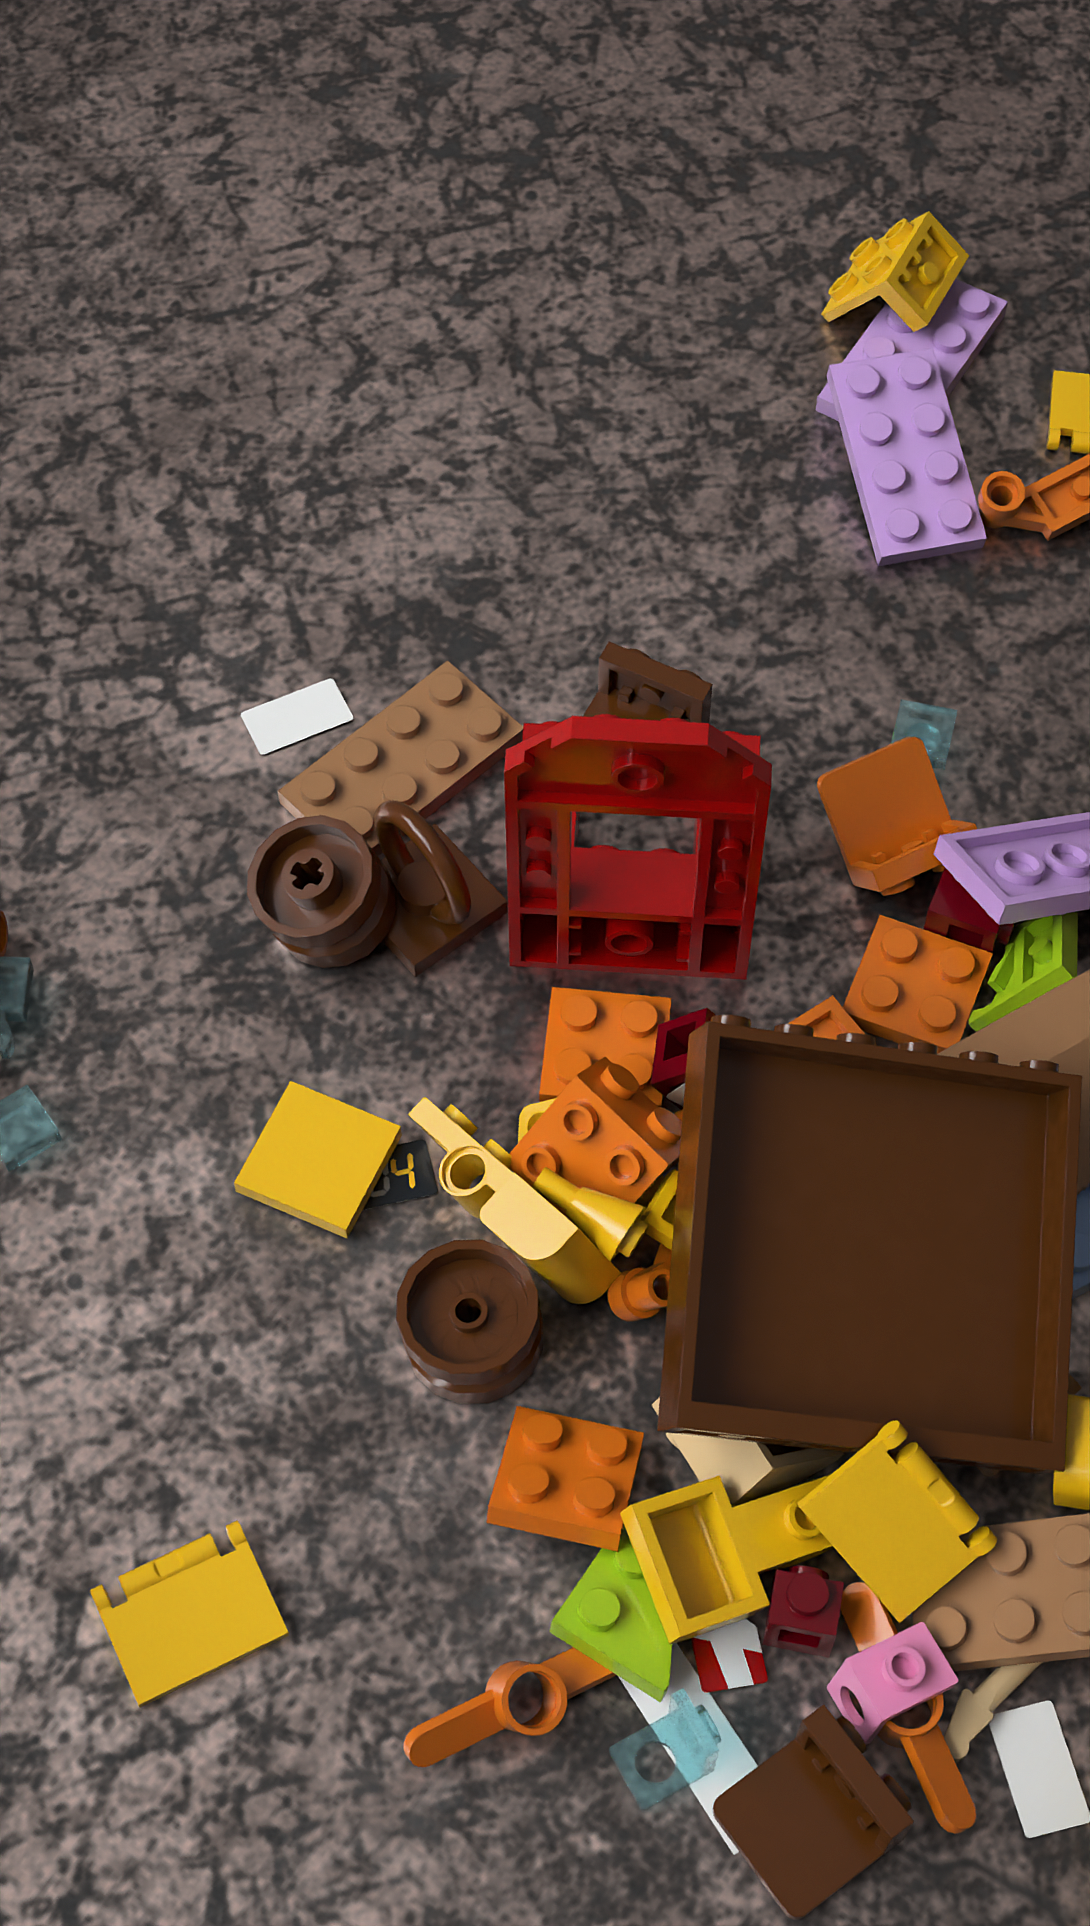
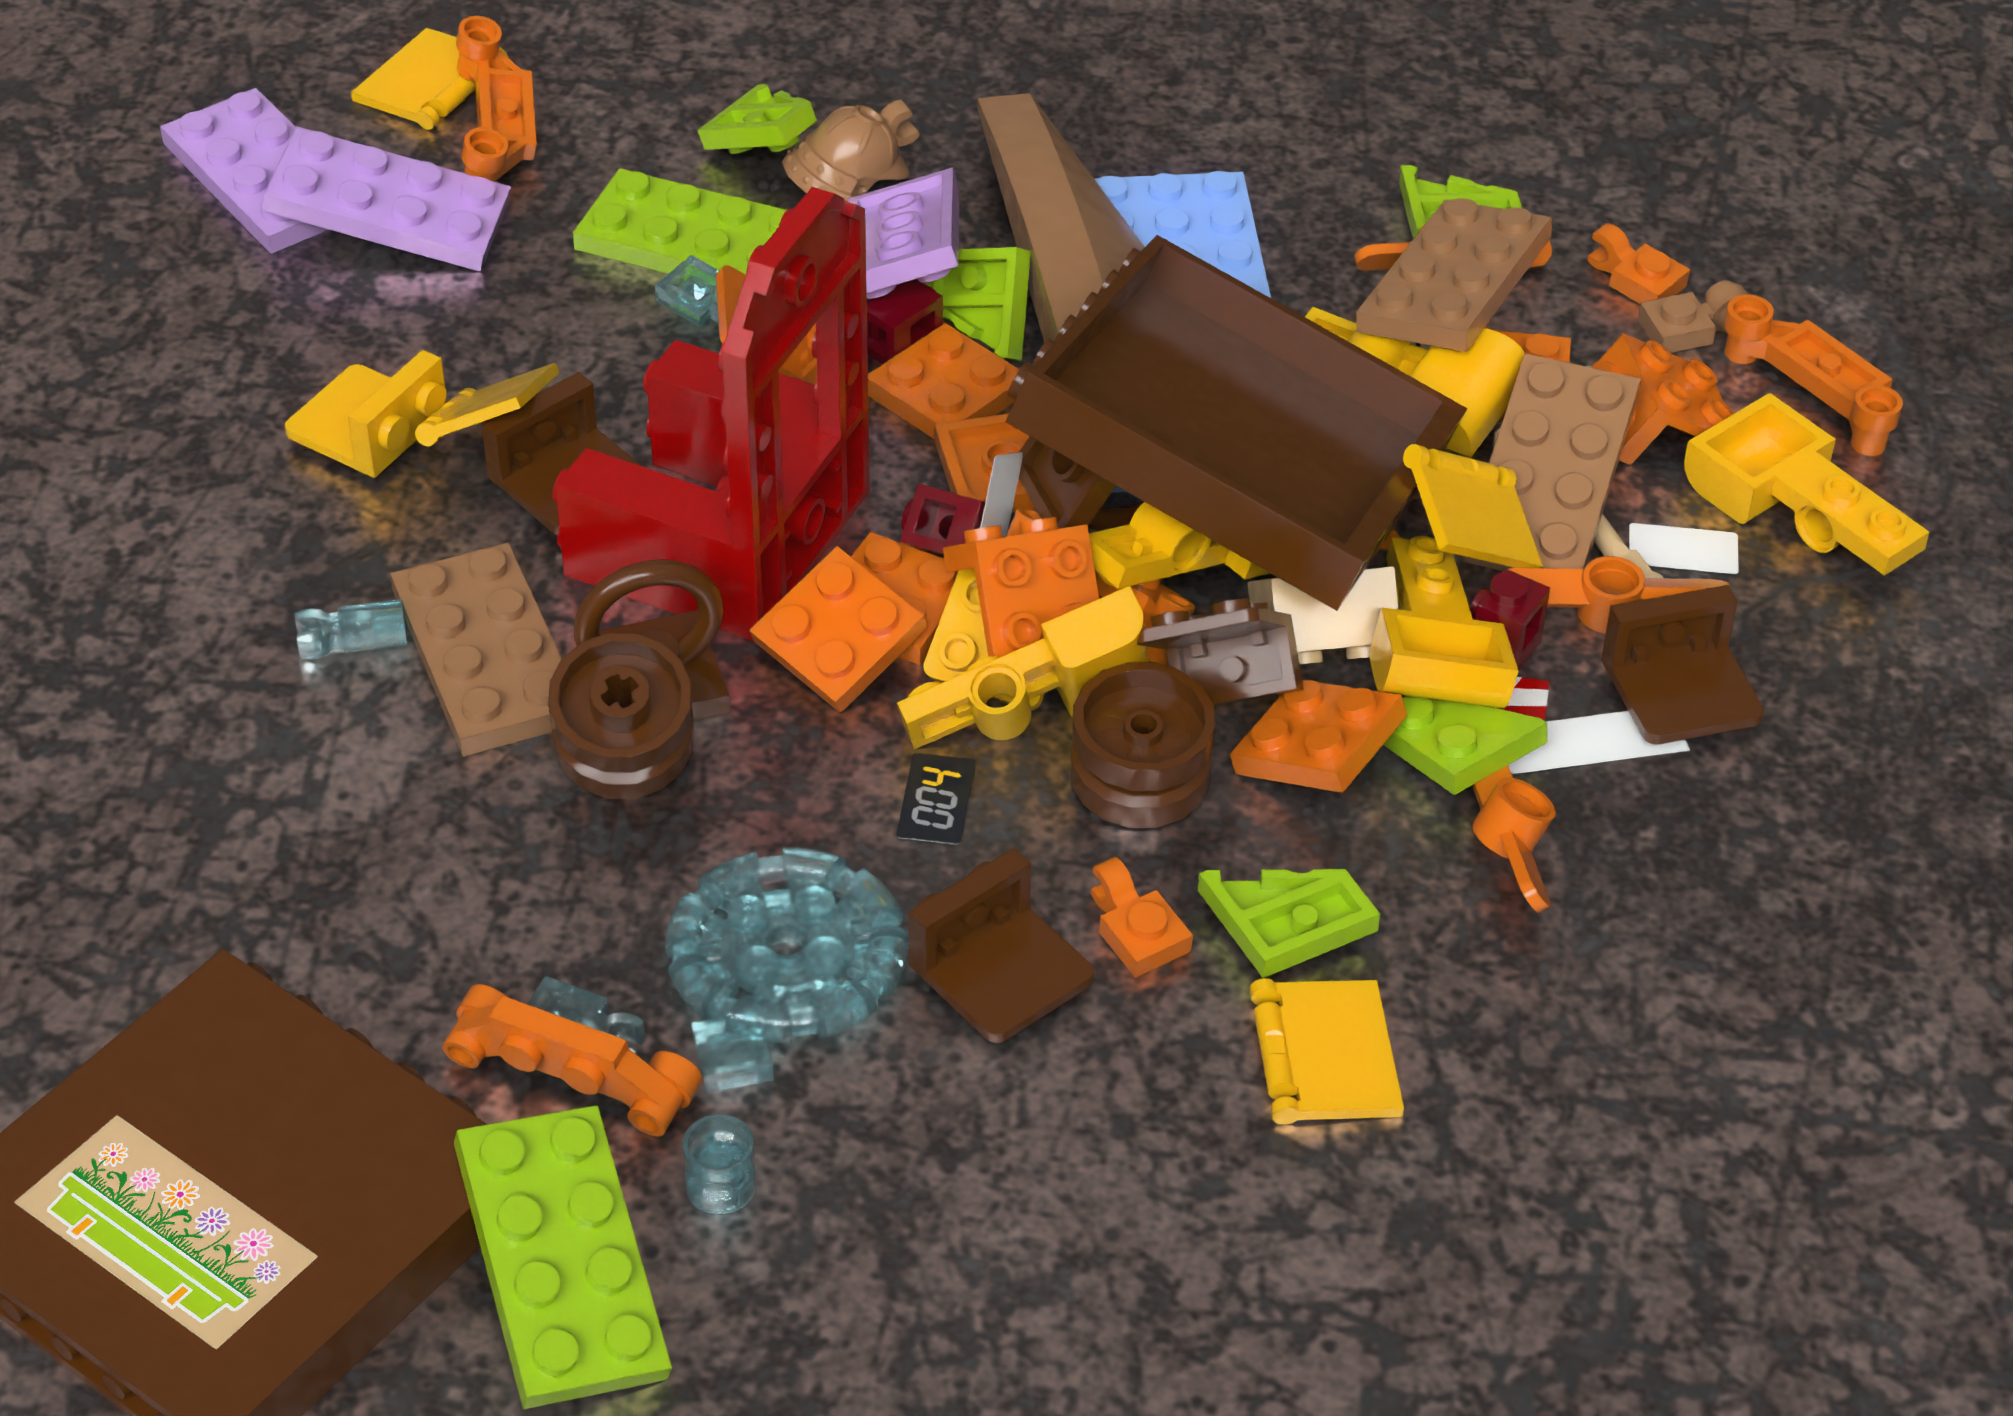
camera: 70 degrees left, 15 degrees down
(138, 1090) = (799, 915): none -> clear light blue plate
(184, 1291) = (993, 951): none -> reddish brown bracket
(275, 1402) = (1137, 928): none -> orange plate
(296, 716) = (366, 715): white sticker -> none
(318, 1159) = (900, 824): yellow tile -> none
(330, 1525) = (1290, 914): none -> lime wing
(375, 662) = (352, 628): none -> clear light blue bar
(522, 1018) = (838, 629): none -> orange plate
(600, 1345) = (1234, 653): none -> reddish brown bracket
(606, 1220) = (1114, 577): yellow cone -> none
(628, 563) = (370, 416): none -> yellow bracket
(658, 636) = (479, 405): none -> yellow piece
(690, 1738) = (1590, 730): clear light blue bracket -> none
(891, 1679) = (1593, 579): bright pink bracket -> none
(906, 267) = (168, 132): yellow bracket -> none
(1015, 709) = (665, 222): none -> lime plate

